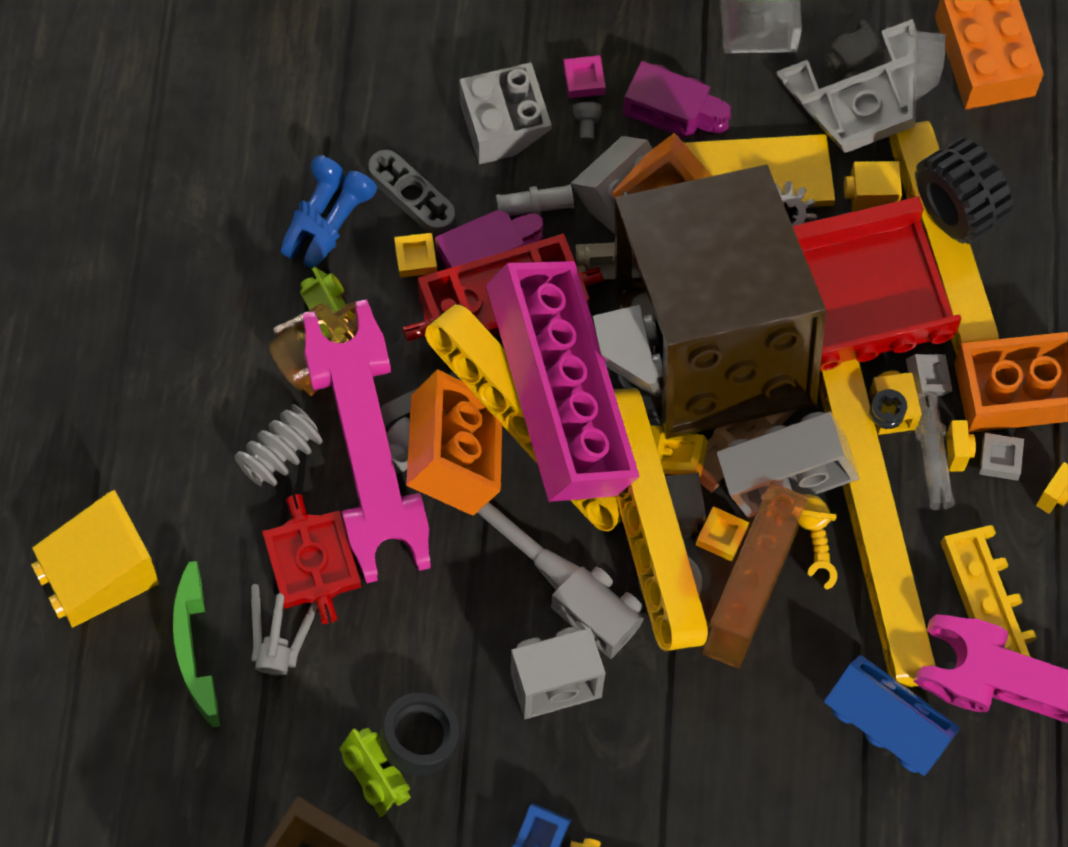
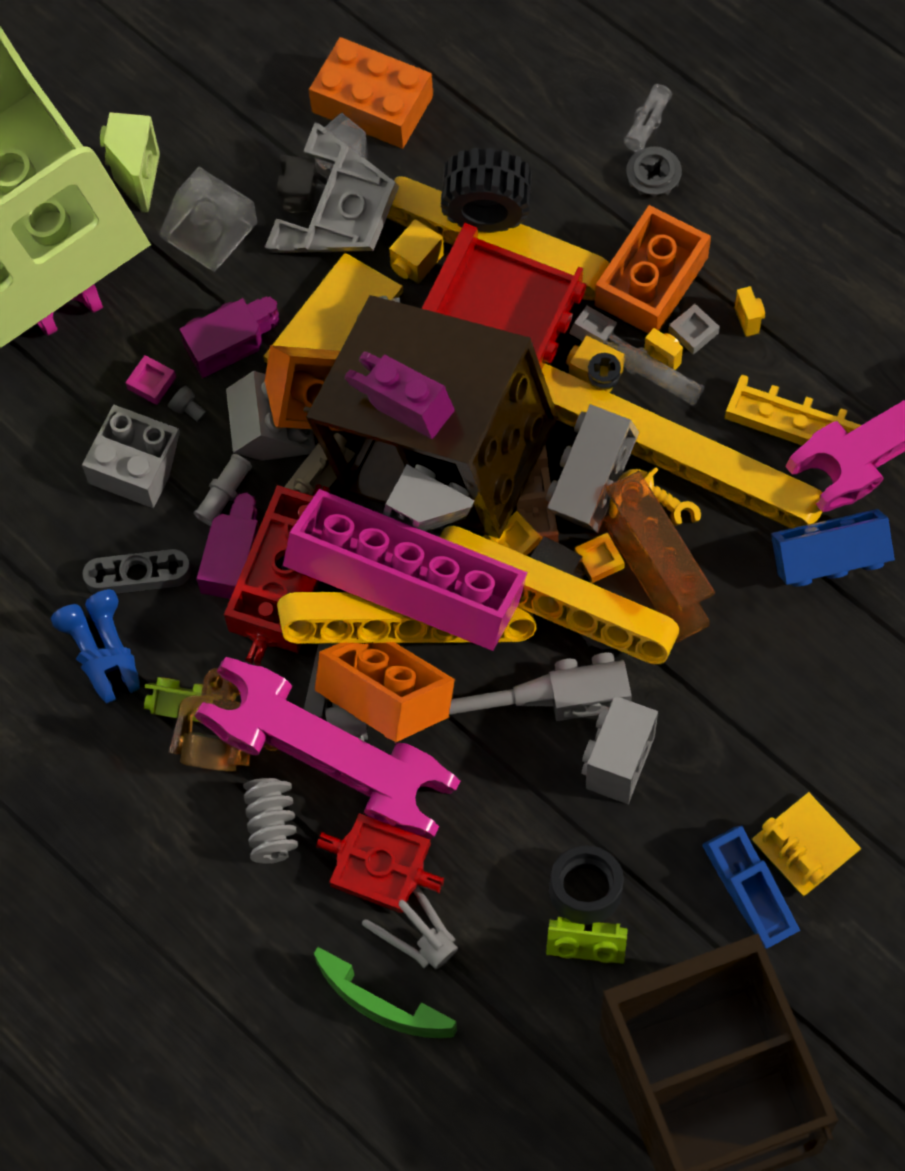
camera: 45 degrees left, 0 degrees up
(94, 562) = (252, 1025): yellow slope -> none
(415, 255) = (193, 606): yellow plate -> none
(686, 250) = (403, 393): none -> magenta hinge

